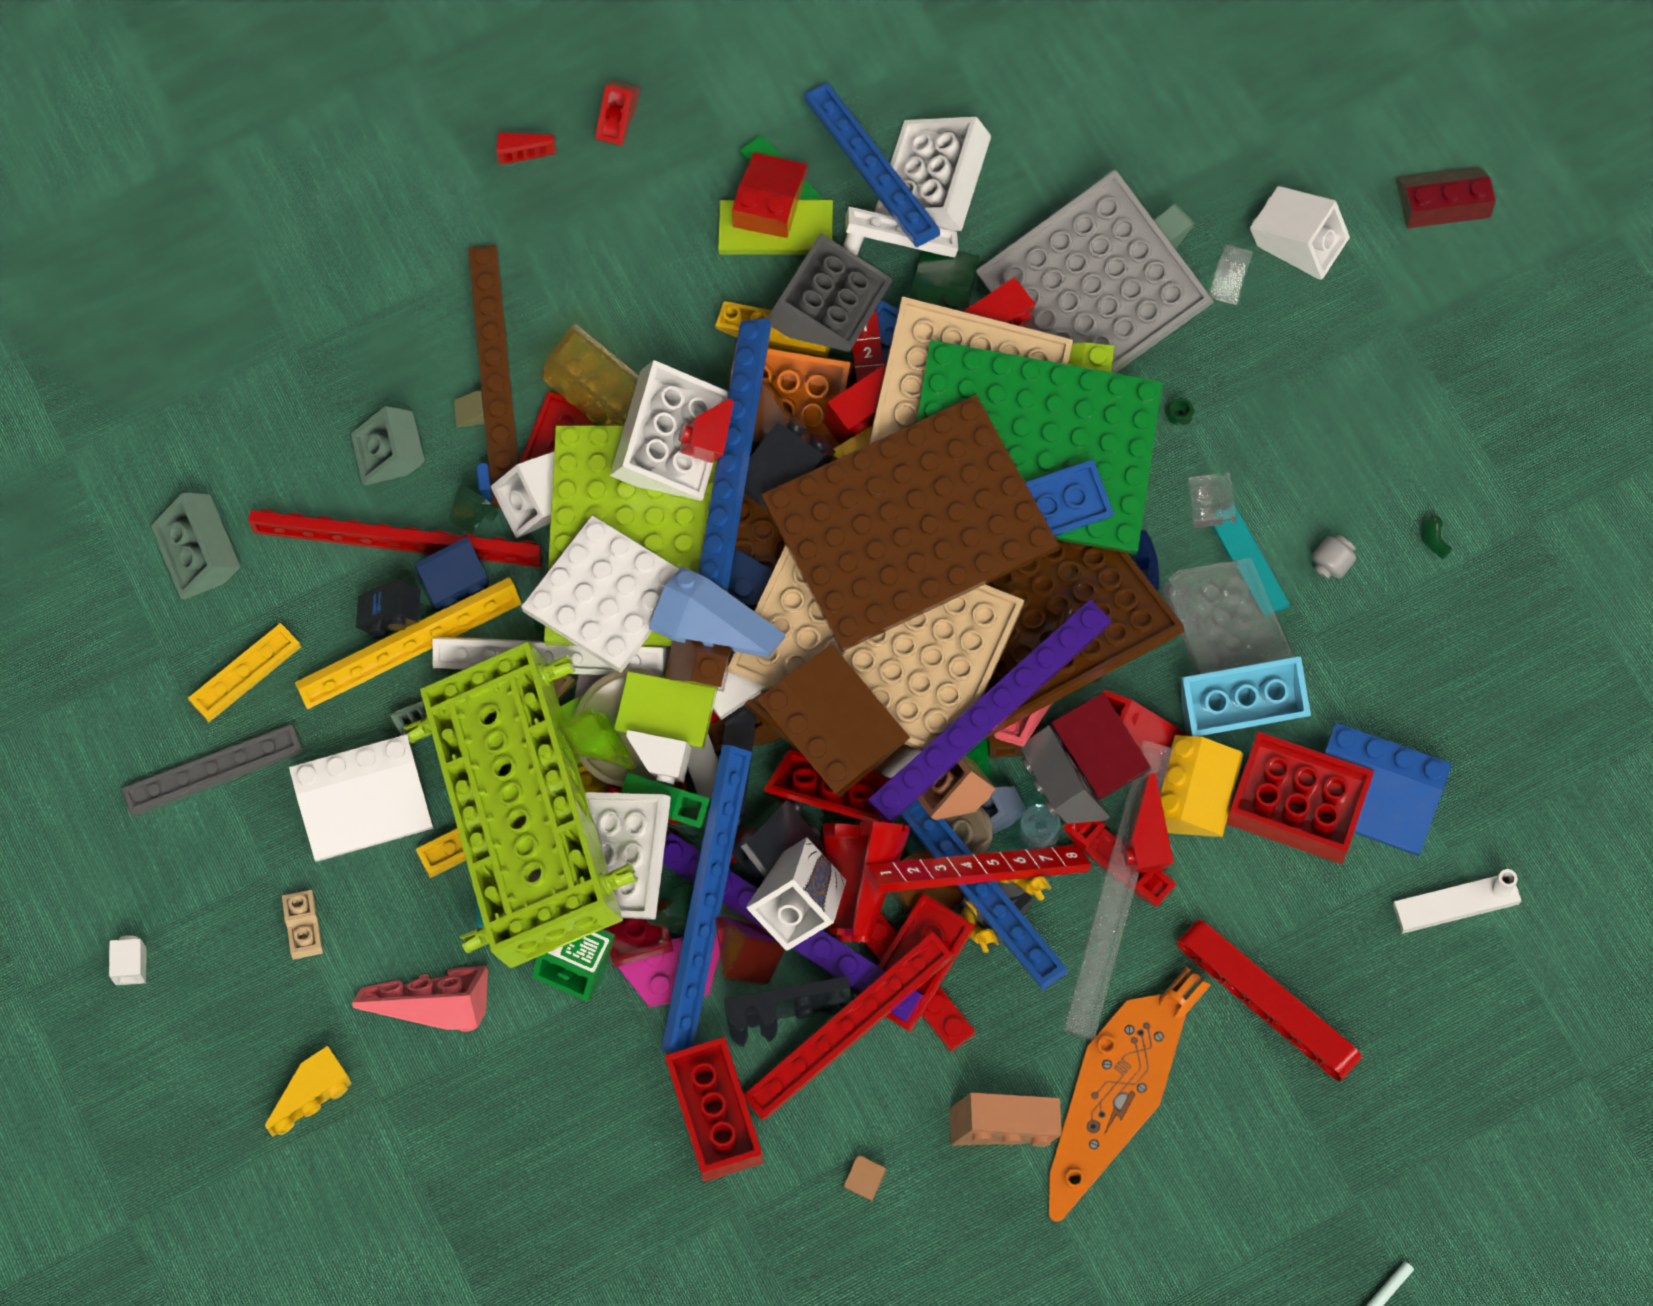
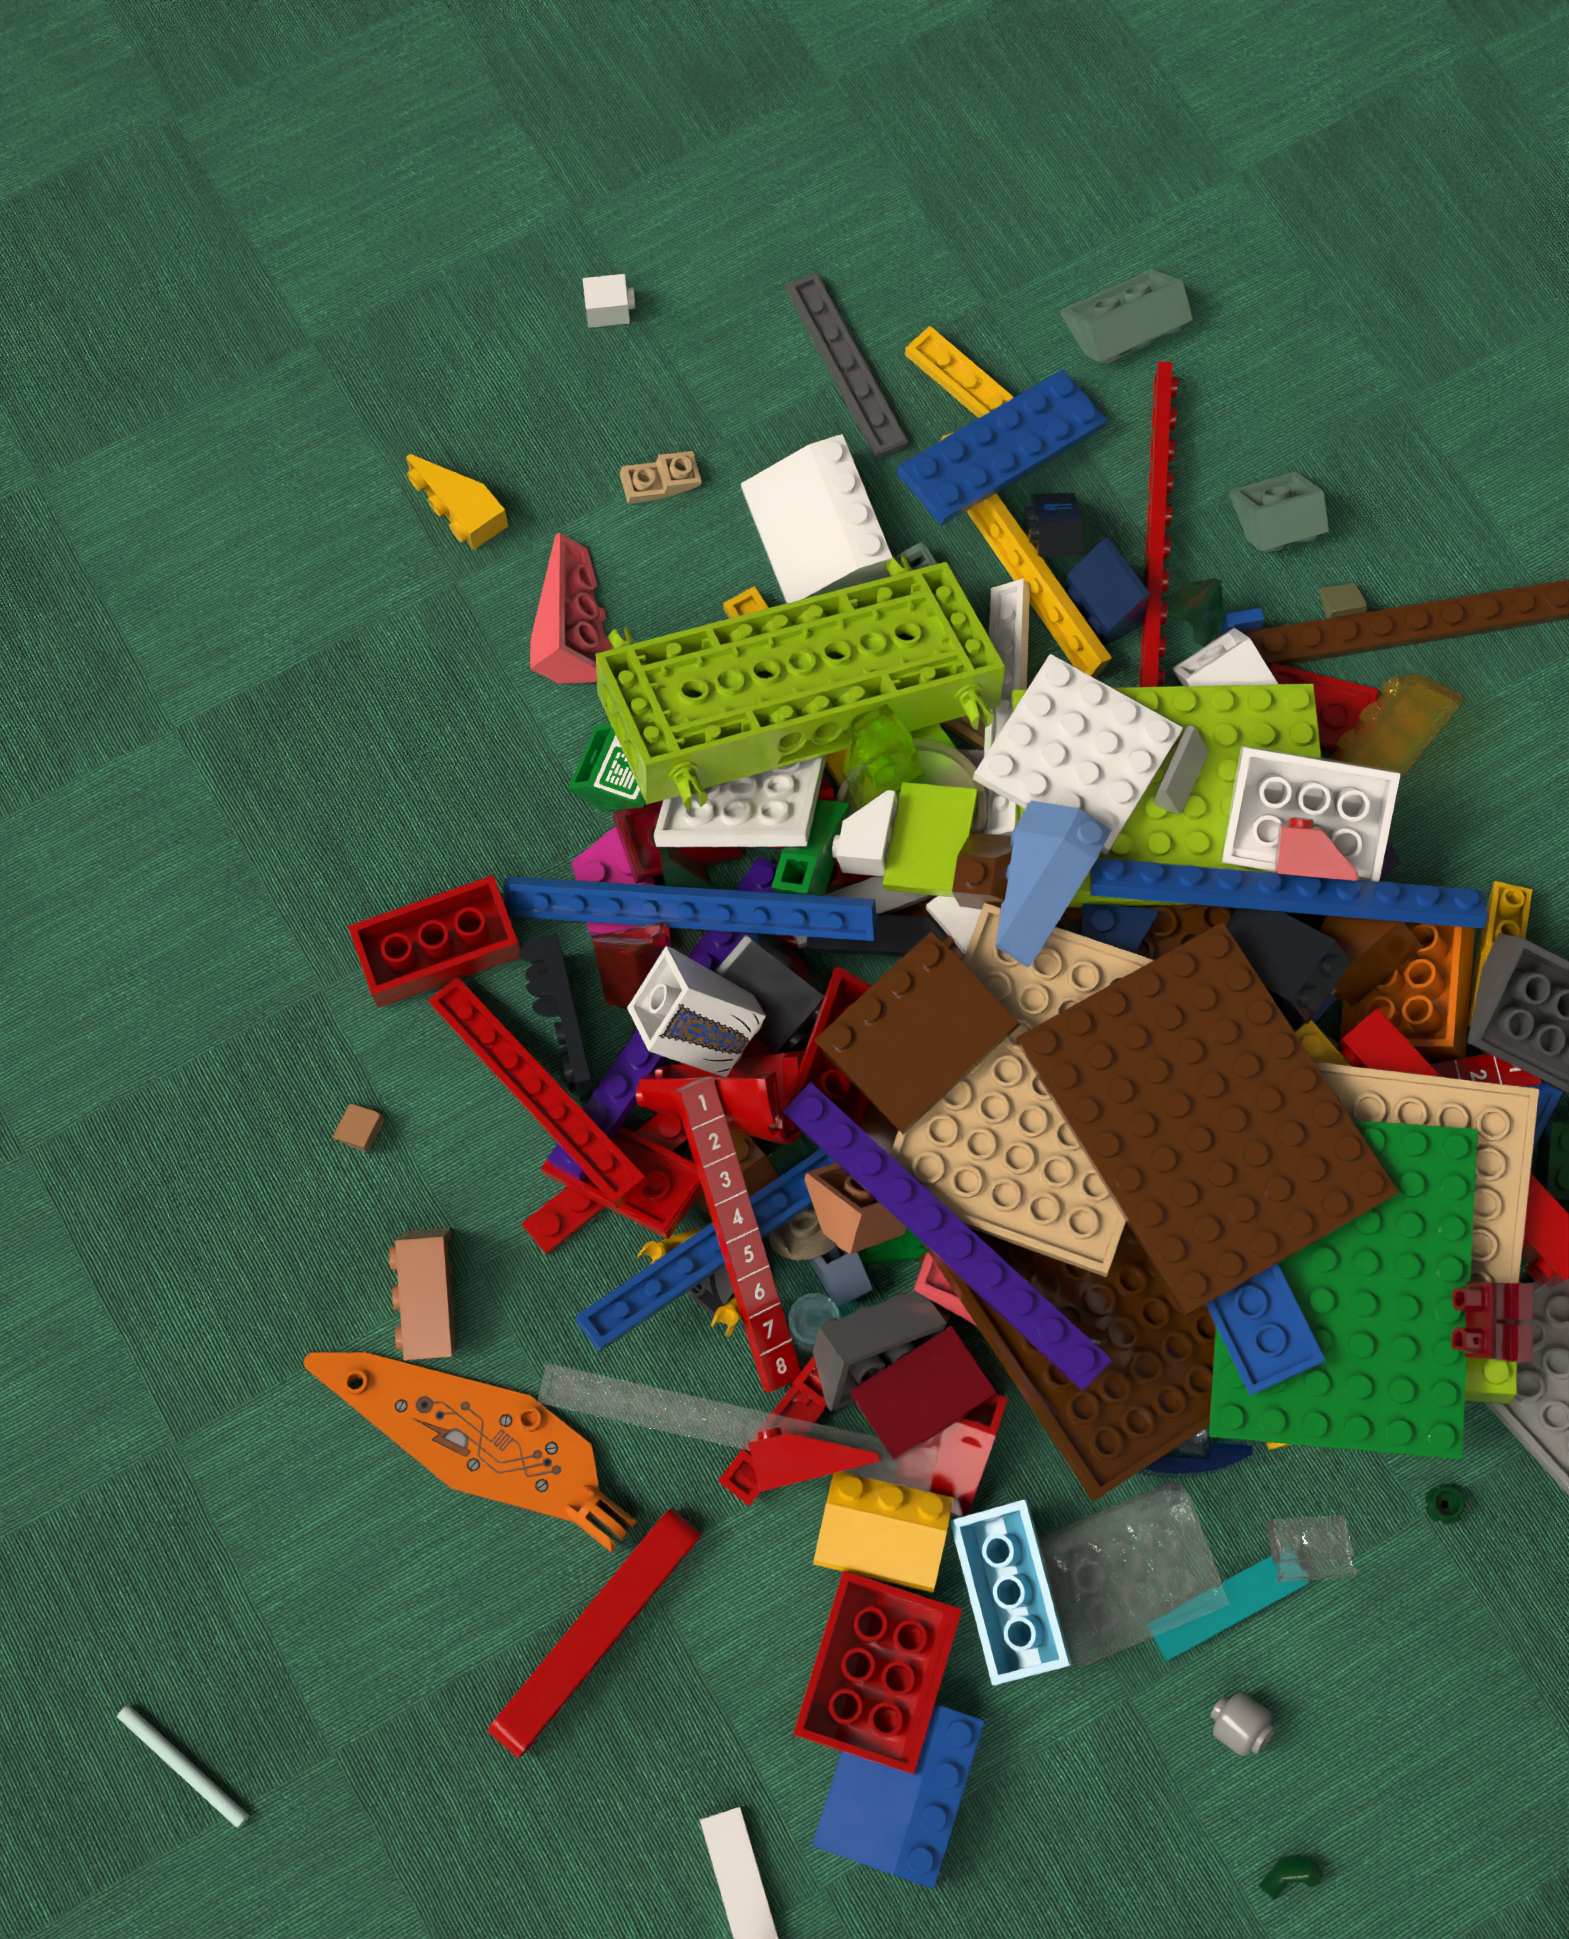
camera: 85 degrees right, 5 degrees up
(314, 645) = (1001, 447): none -> blue plate
(628, 521) = (1182, 772): none -> light grey slope
(1072, 350) = (1482, 1335): none -> dark red hips

